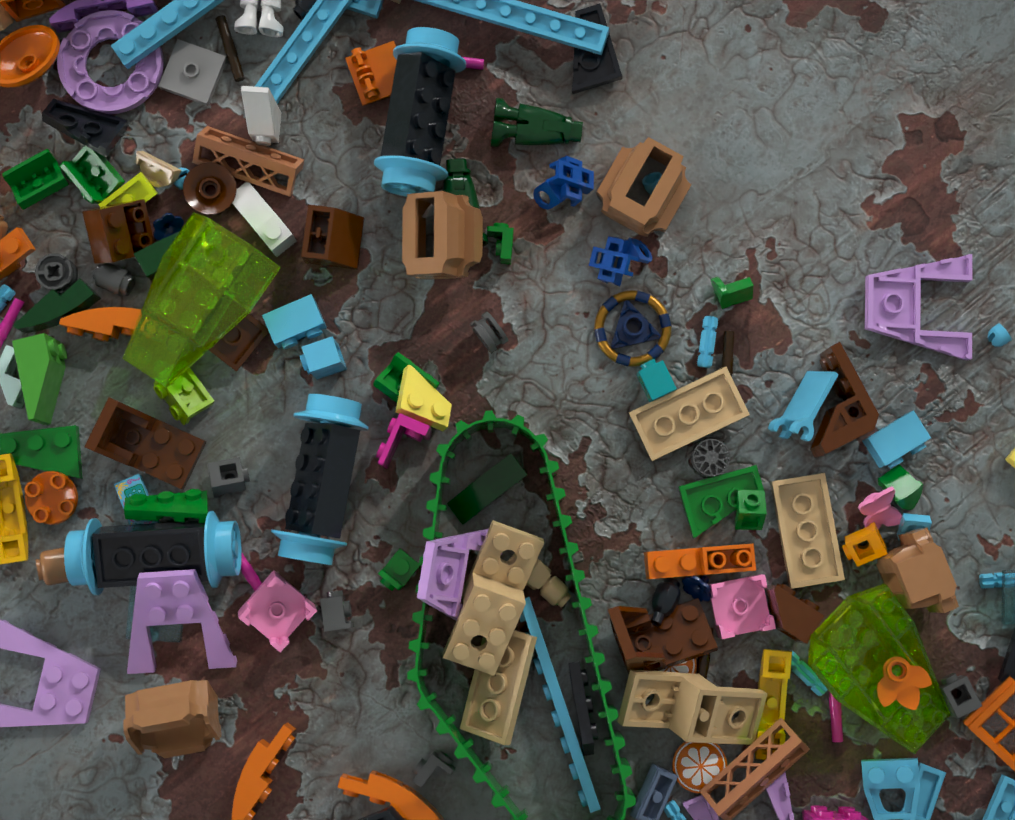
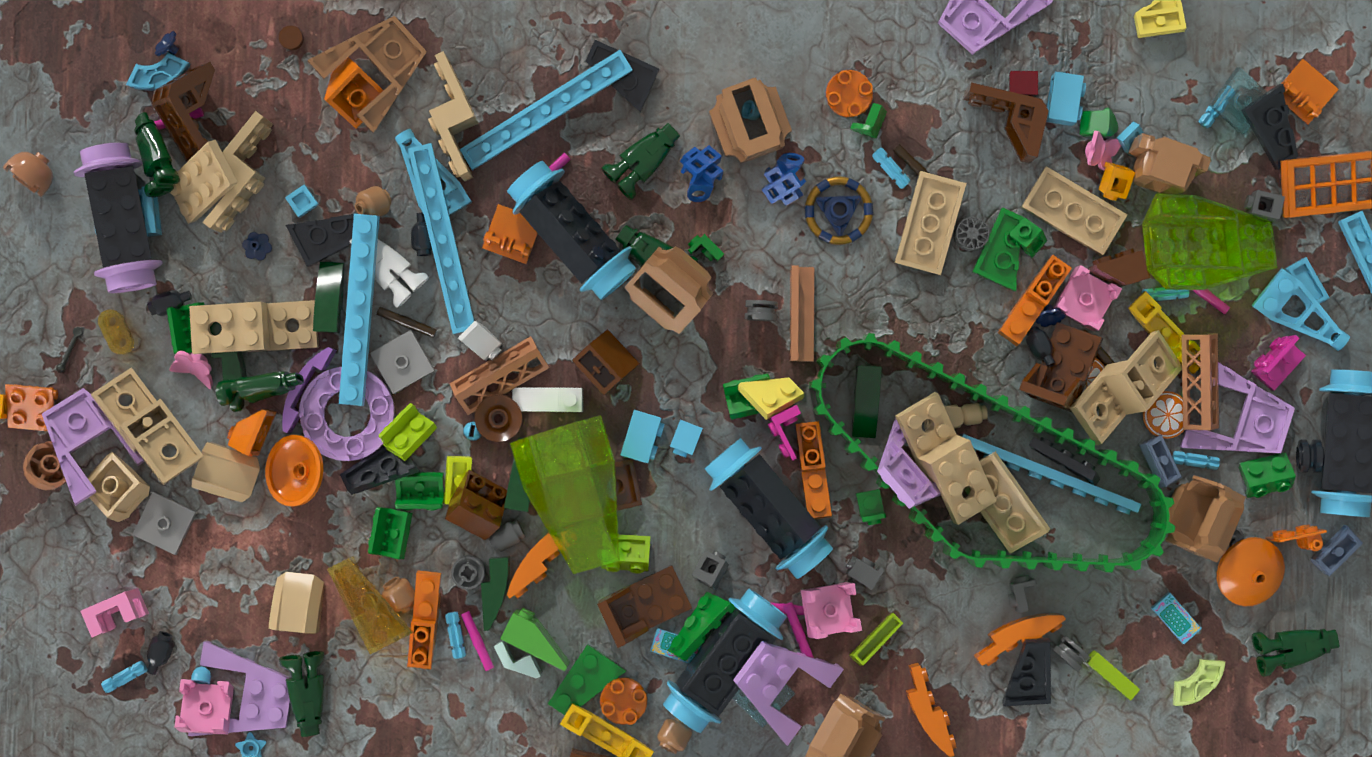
camera: 50 degrees left, 5 degrees up
(133, 121) = (407, 432): none -> lime bracket
(156, 171) = (454, 444): tan tile -> none
(167, 226) = (501, 469): dark blue plant -> none
(236, 598) = (797, 629): none -> dark pink piece
(286, 674) = (876, 639): none -> lime piece
(388, 493) = (813, 470): none -> orange slope
(516, 370) = (801, 314): none -> nougat fence
(655, 380) = (888, 225): teal brick -> none
(740, 253) = (849, 93): none -> orange dish
(805, 405) = (991, 140): medium azure flag -> none
(880, 391) = (1024, 82): none -> dark red panel
(902, 687) = (1230, 237): orange plate -> none

